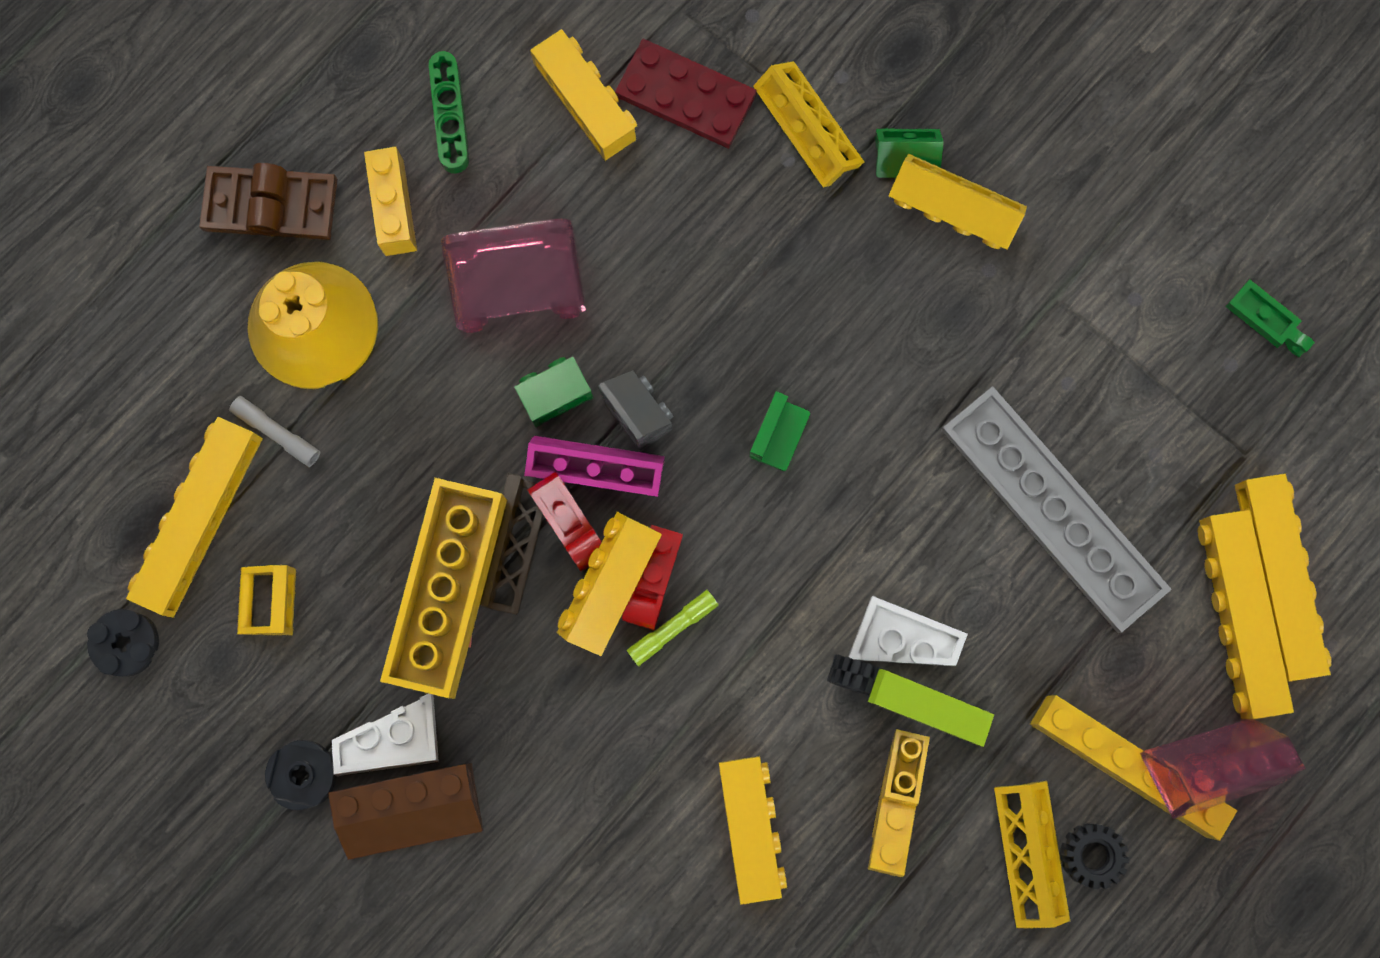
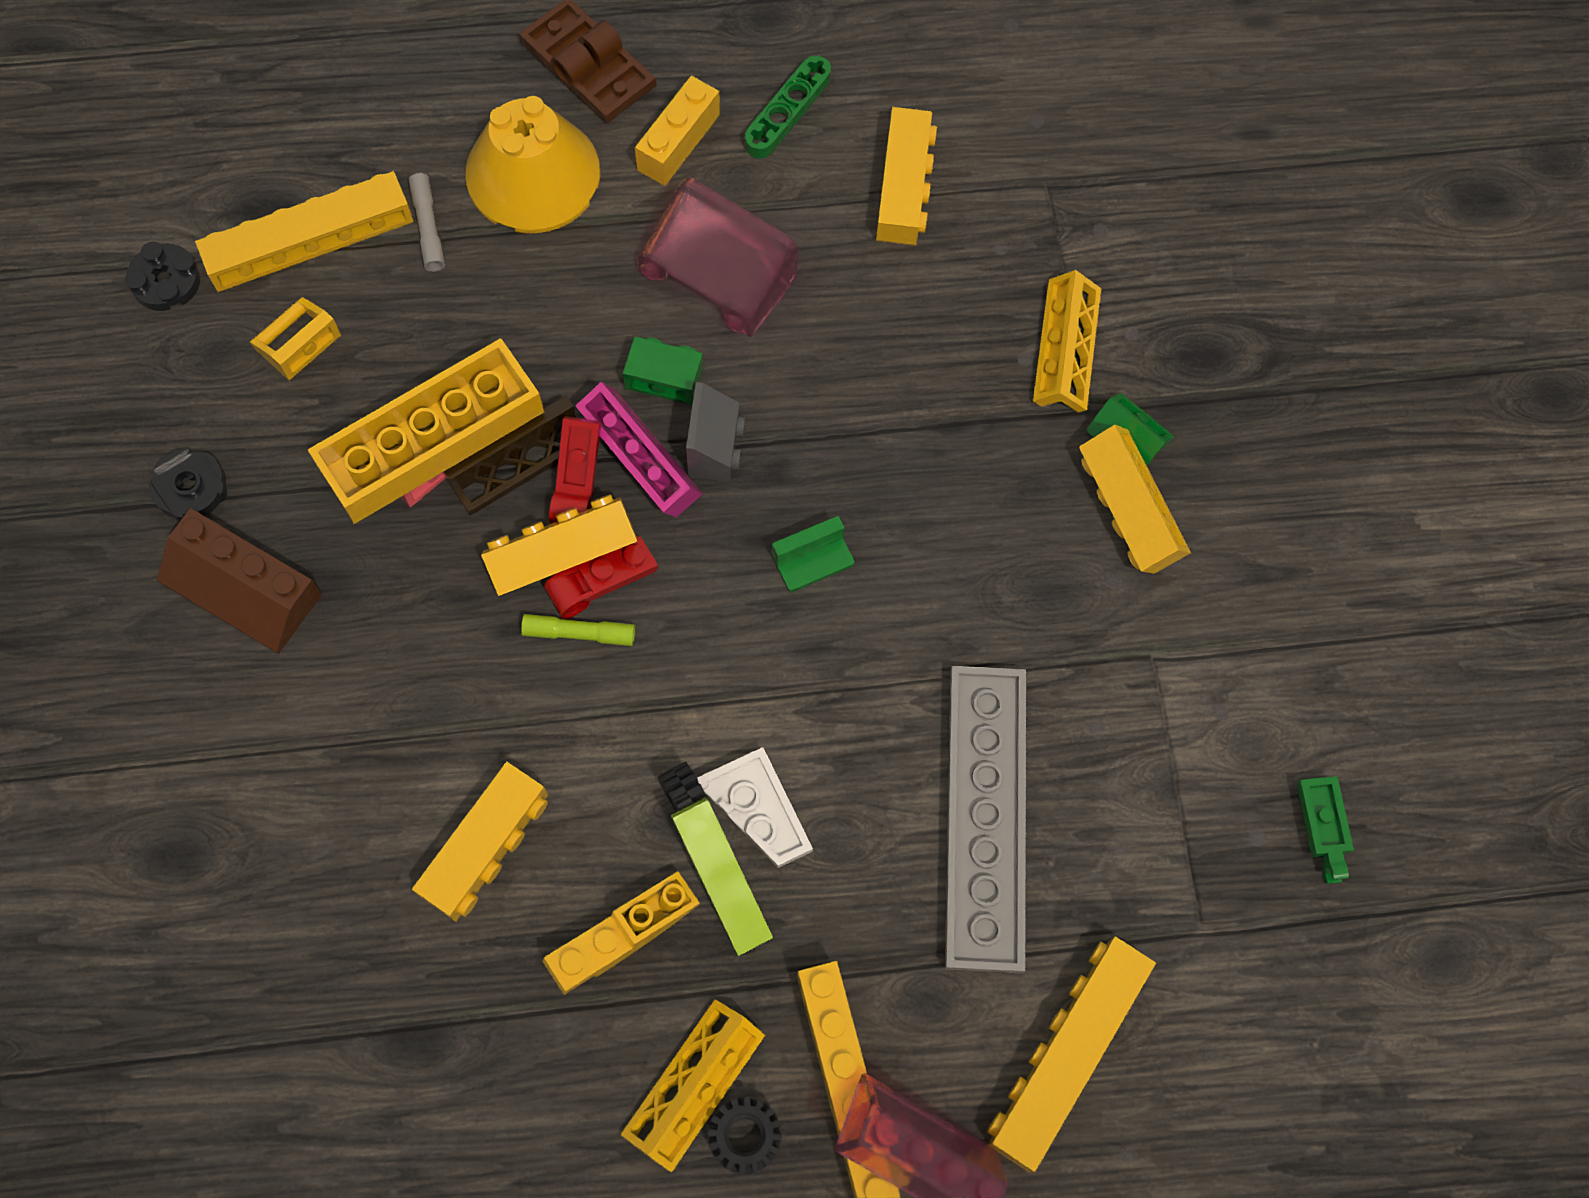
camera: 35 degrees right, 10 degrees down
(390, 742) = (277, 521): white wing -> none
(685, 93) = (989, 242): dark red plate -> none
(1286, 575) = (1135, 1053): yellow brick -> none

